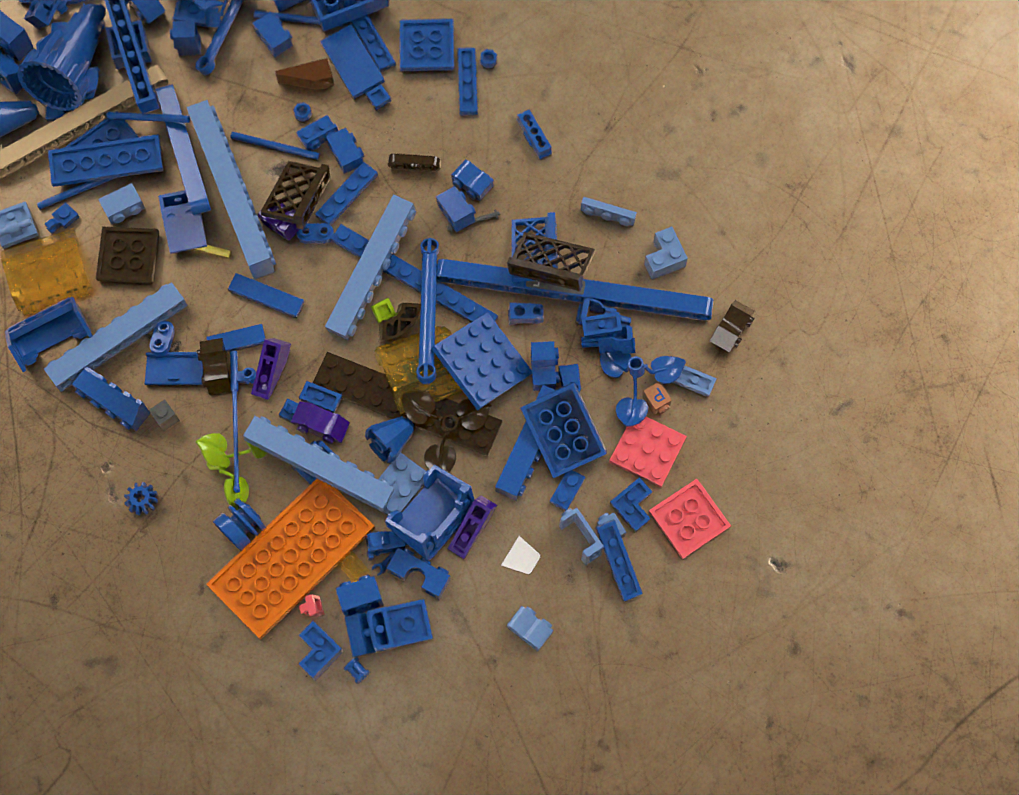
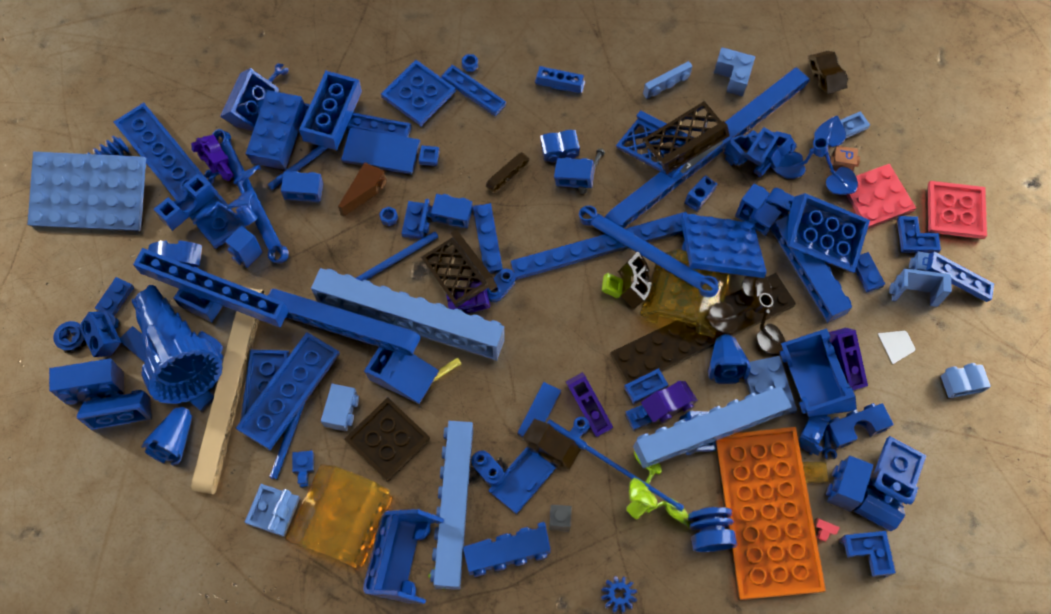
camera: 50 degrees left, 5 degrees down
(148, 117) = (286, 326): blue piece -> none
(266, 295) = (520, 360): blue tile -> none
(356, 670) = (914, 535): blue bush -> none
(370, 267) = (572, 265): medium blue brick -> none

